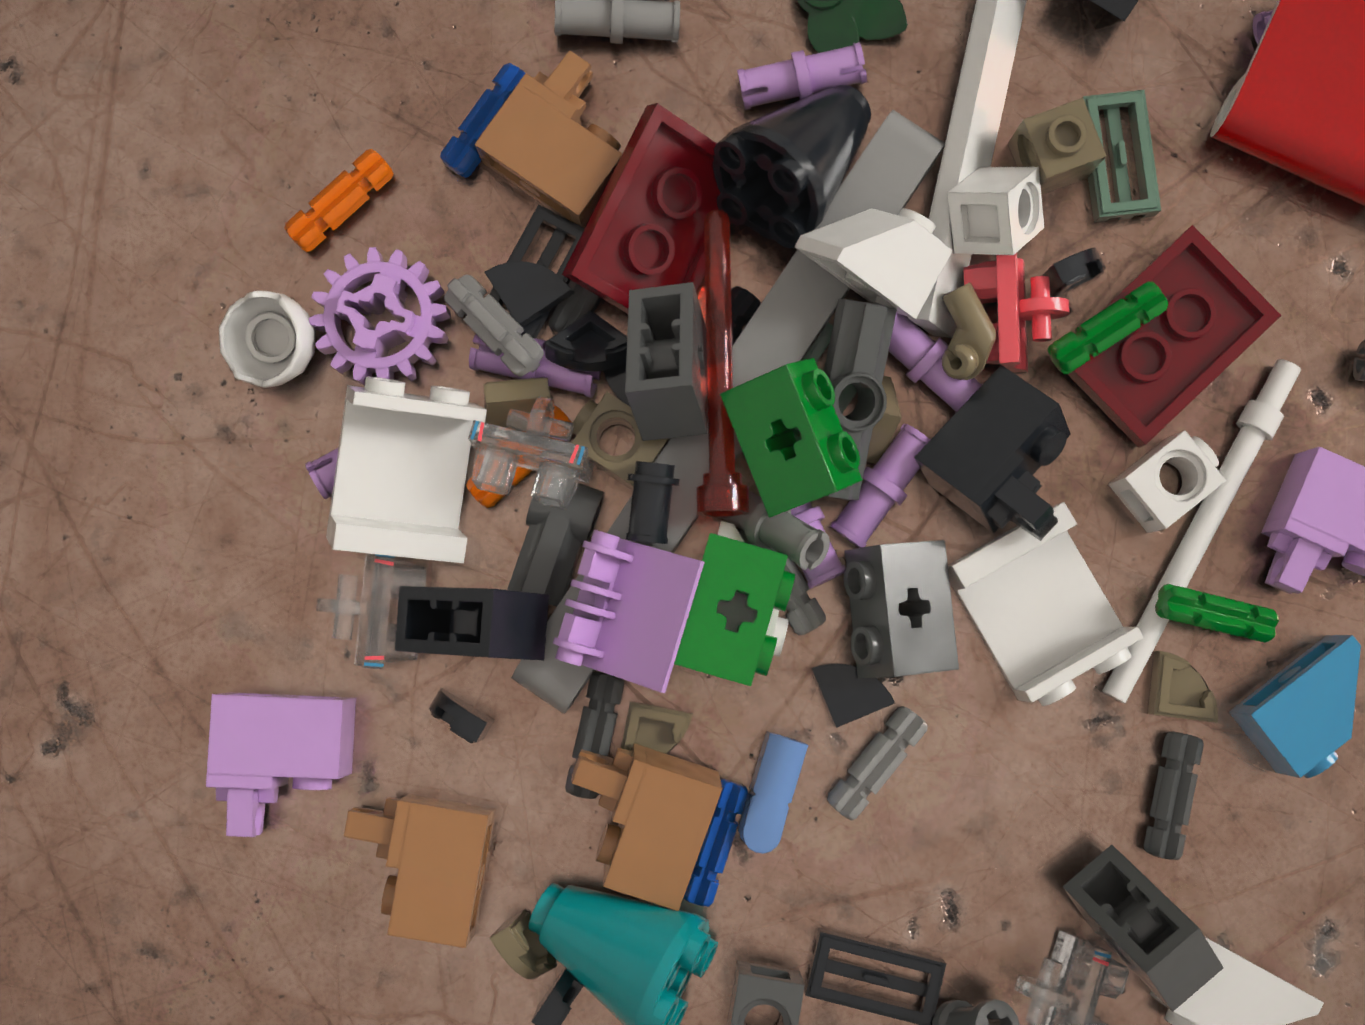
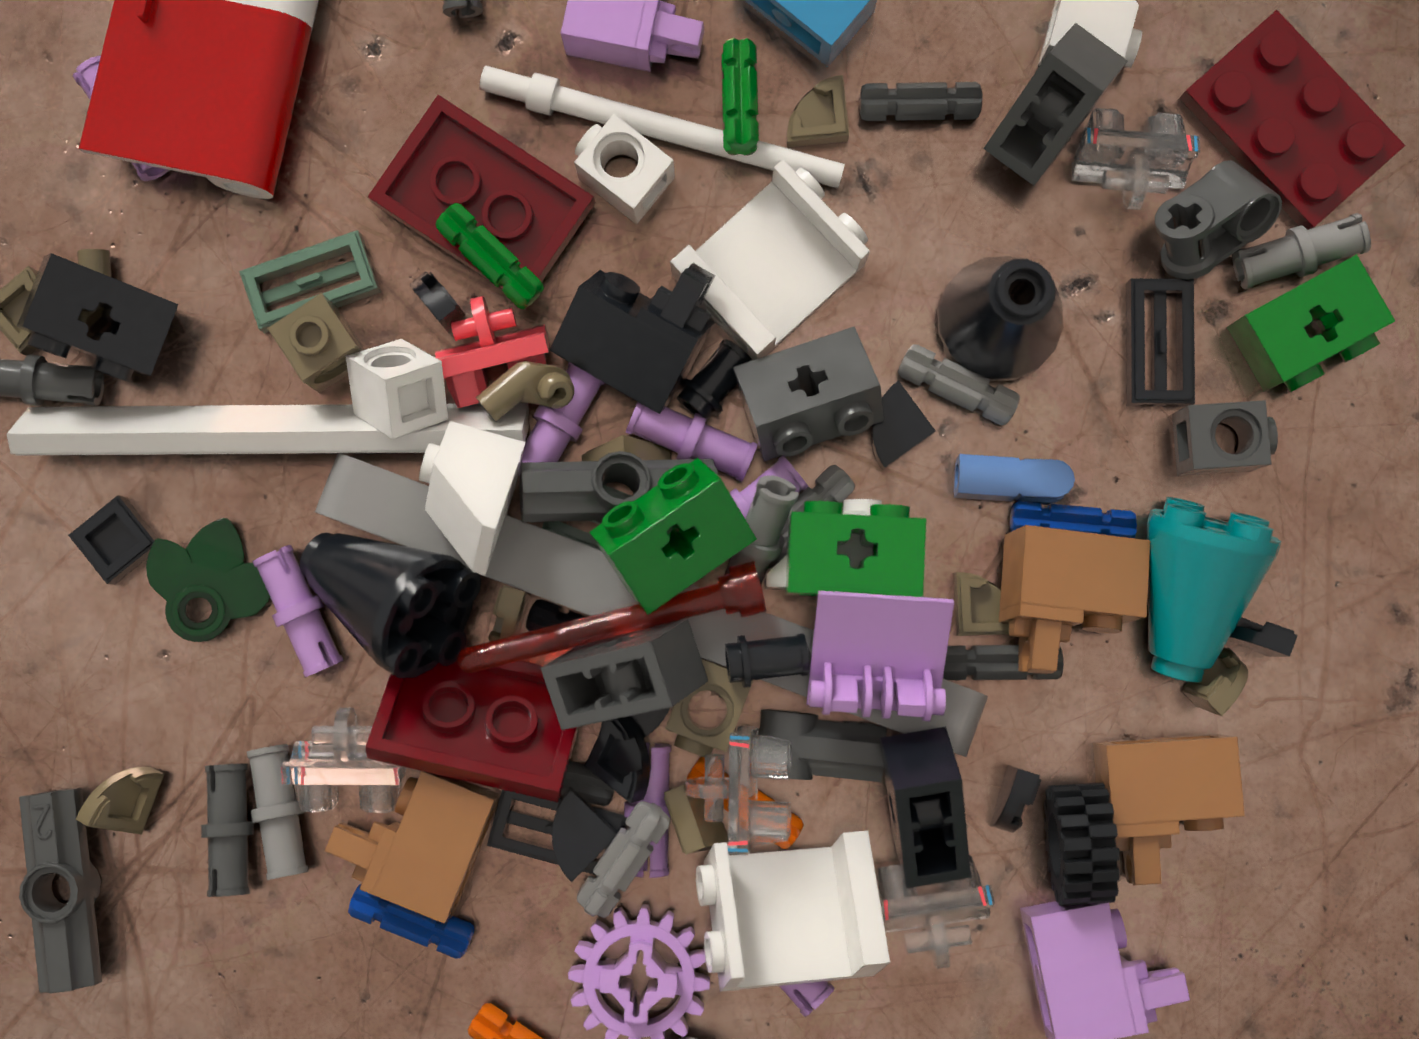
camera: 100 degrees left, 0 degrees up
(400, 767) = (1081, 844): none -> black tyre
(651, 77) = (339, 758): none -> clear hips
(754, 275) = (510, 612): none -> dark tan tile
(917, 808) = (989, 330): none -> black cone
(935, 520) = (713, 381): none -> black pin

